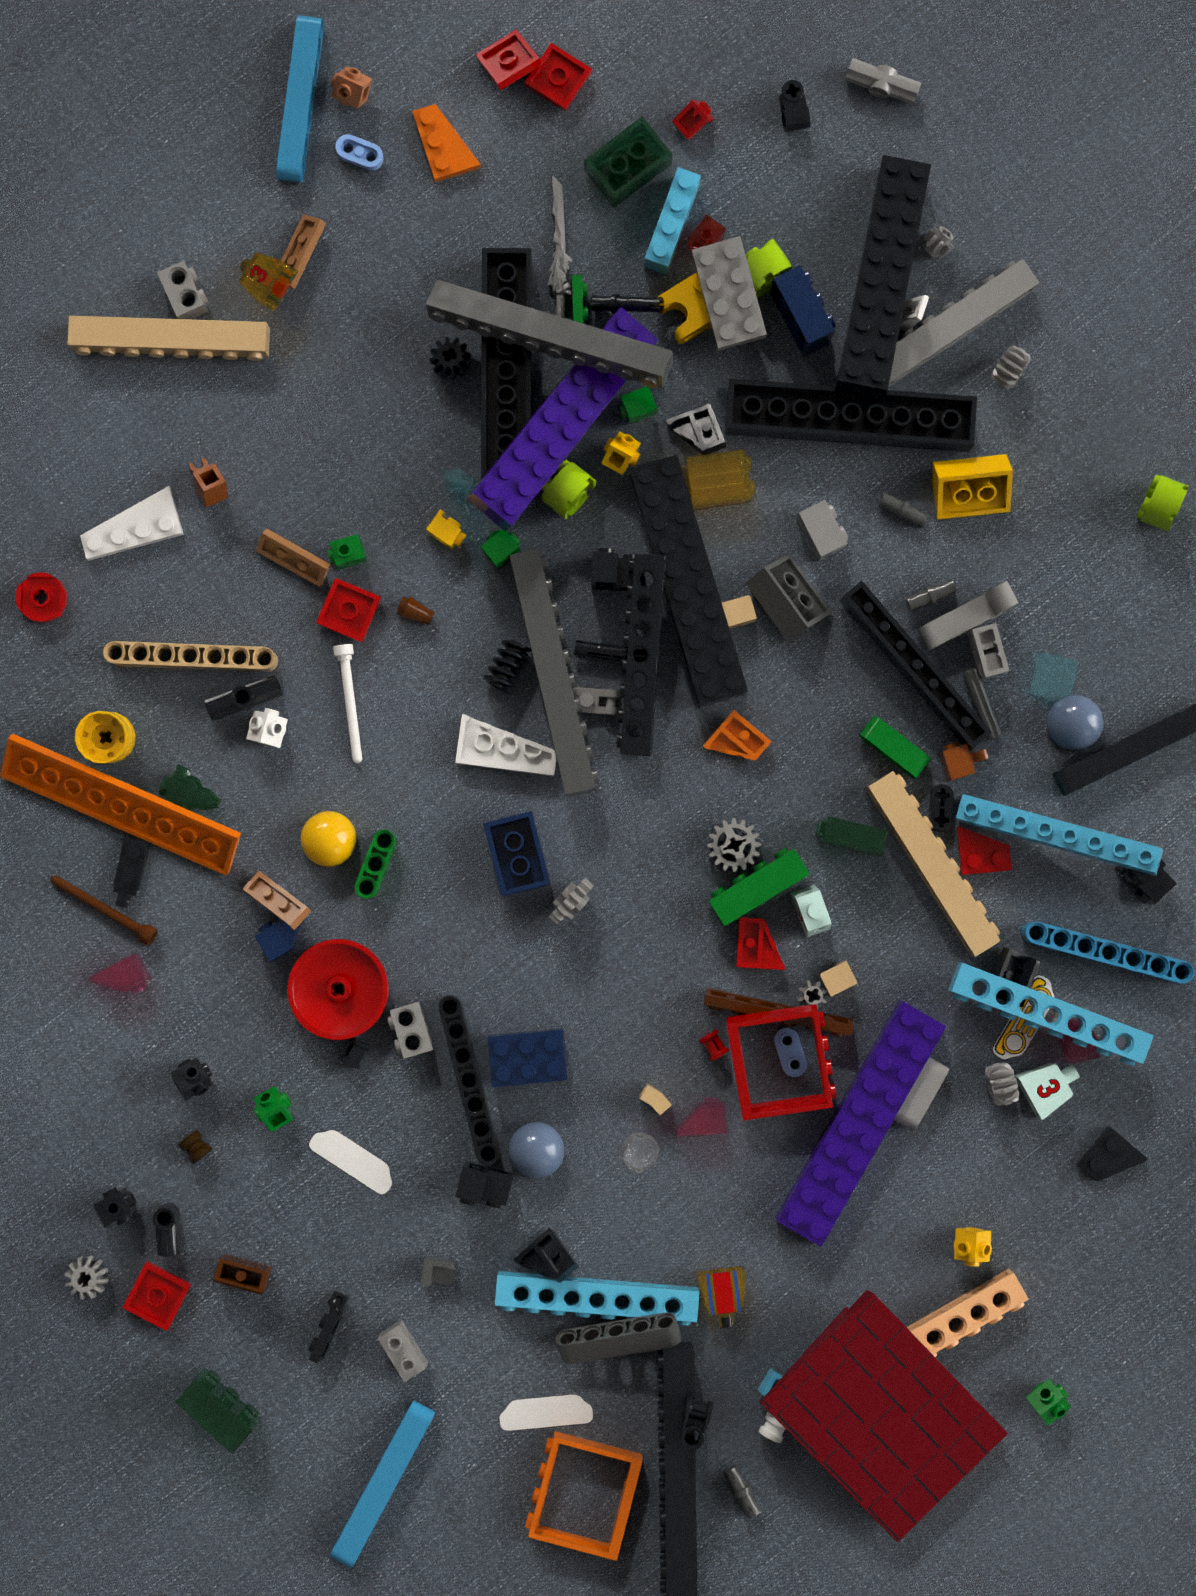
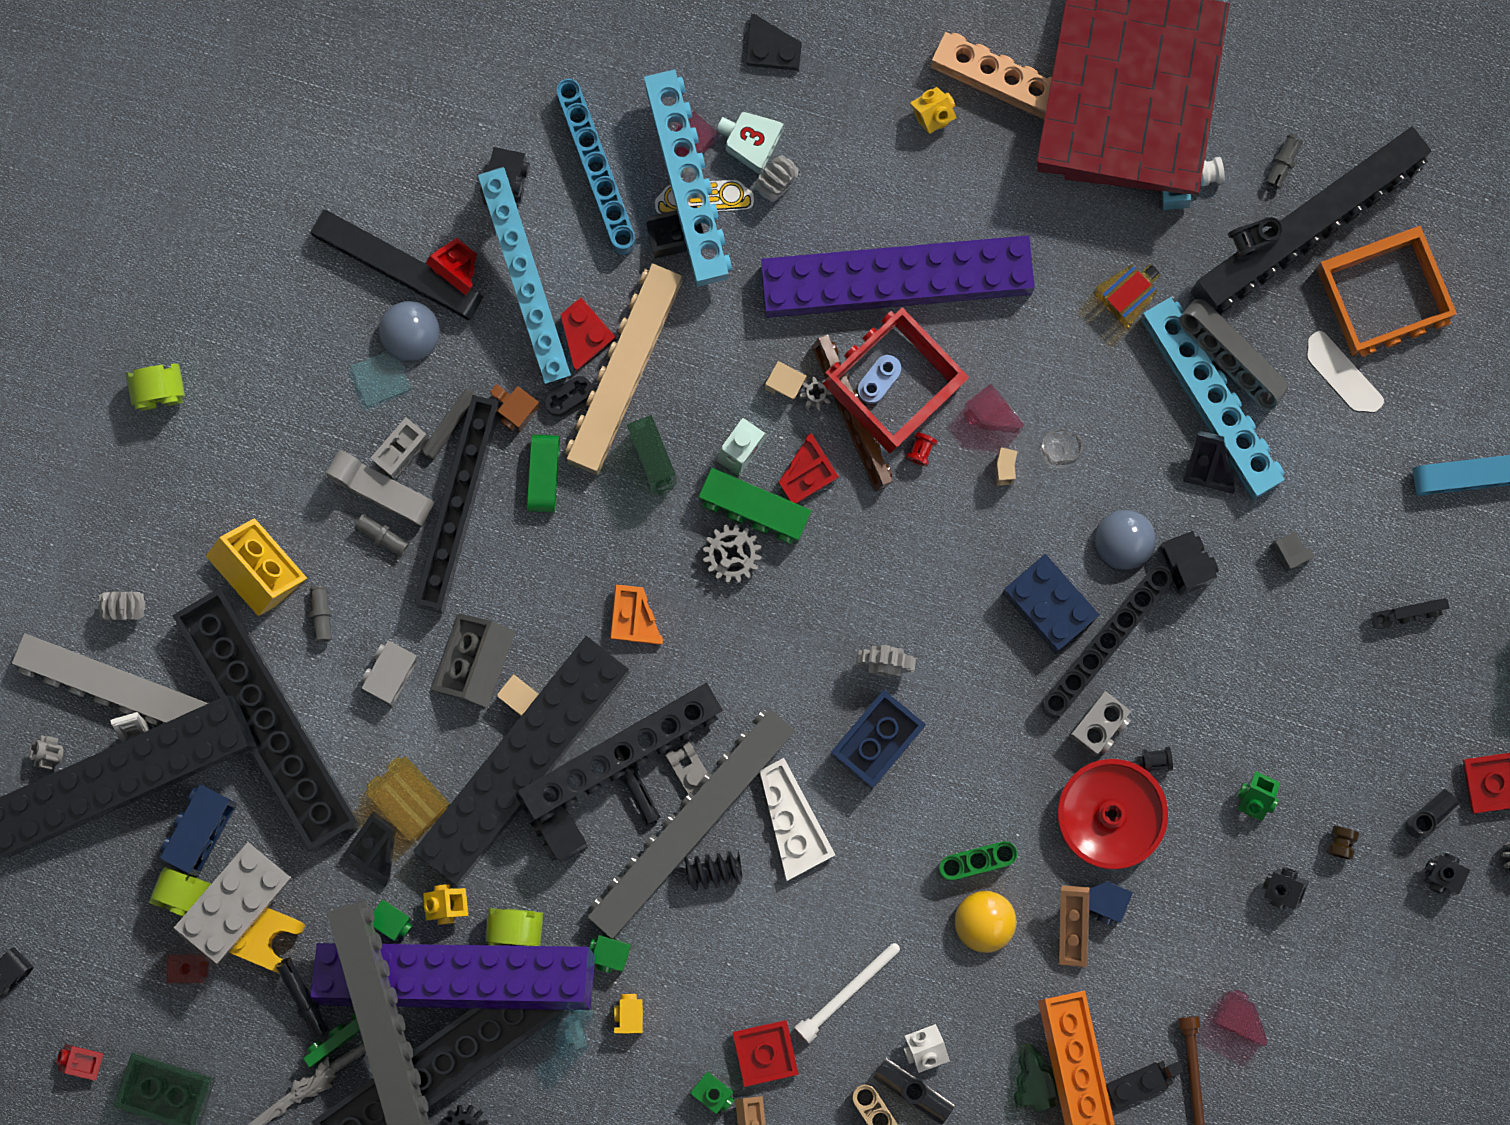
camera: 125 degrees left, 5 degrees down
(242, 1274) = (1420, 719): reddish brown brick -> none
(352, 1160) = (1251, 696): white sticker -> none
(403, 1350) = (1381, 532): light grey brick -> none
(414, 611) = (723, 992): reddish brown cone -> none
(672, 221) = (192, 1011): medium azure brick -> none
(922, 1094) = (834, 240): light grey beam -> none
(1103, 790) = (455, 264): none -> red wing

